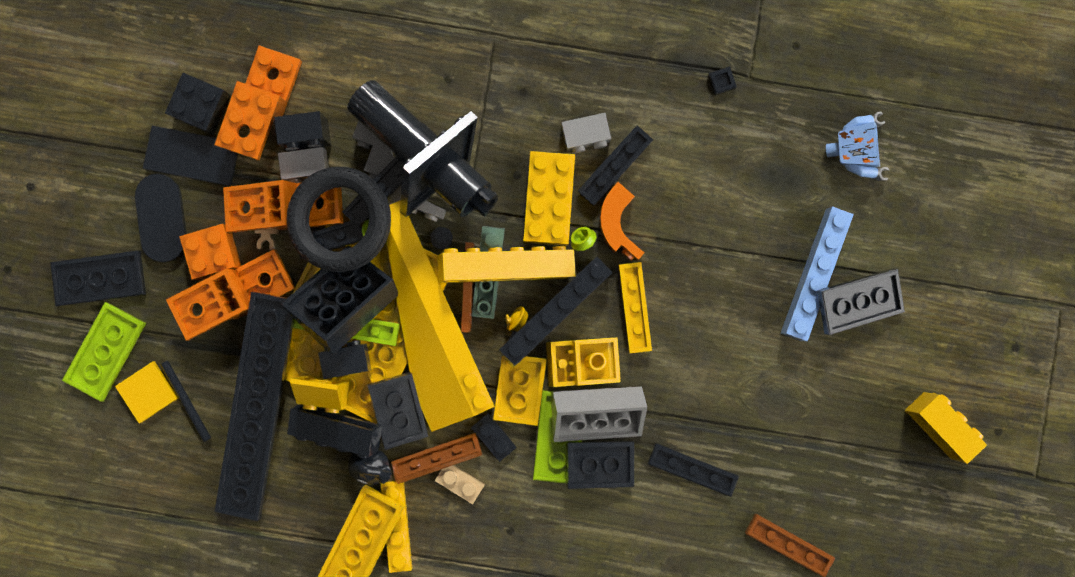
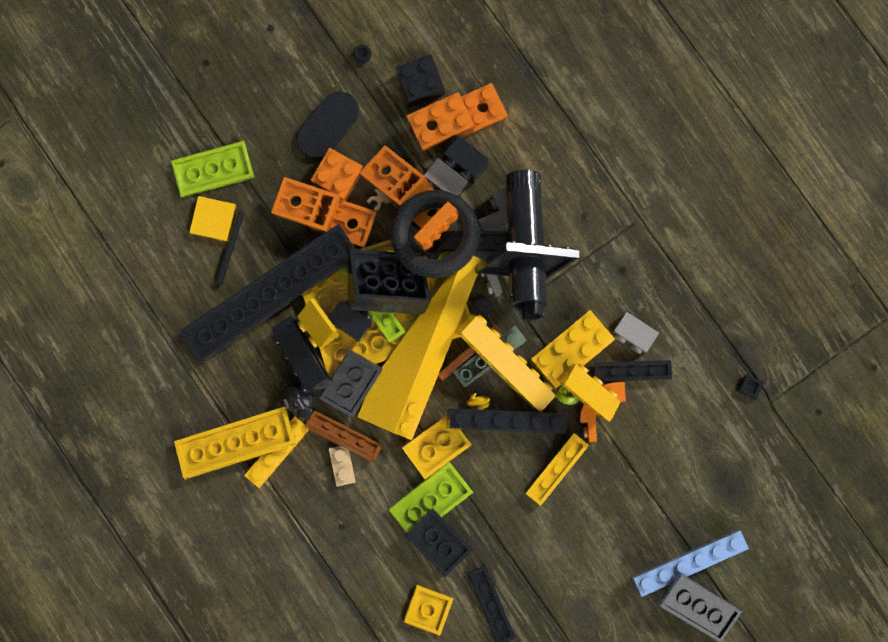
camera: 35 degrees right, 5 degrees down
(98, 278) = (254, 122): black tile -> none
(128, 130) = (362, 54): none -> black plate
(189, 156) = (382, 106): black tile -> none
(332, 212) = (436, 225): none -> orange piece
(494, 437) = (391, 459): black plate -> none
(583, 362) = (491, 469): yellow slope -> none
(598, 414) = (469, 510): light grey slope -> none
(599, 218) = (590, 391): none -> yellow slope
(647, 525) = (428, 610): none -> yellow tile
(859, 147) = (794, 512): light blue torso -> none

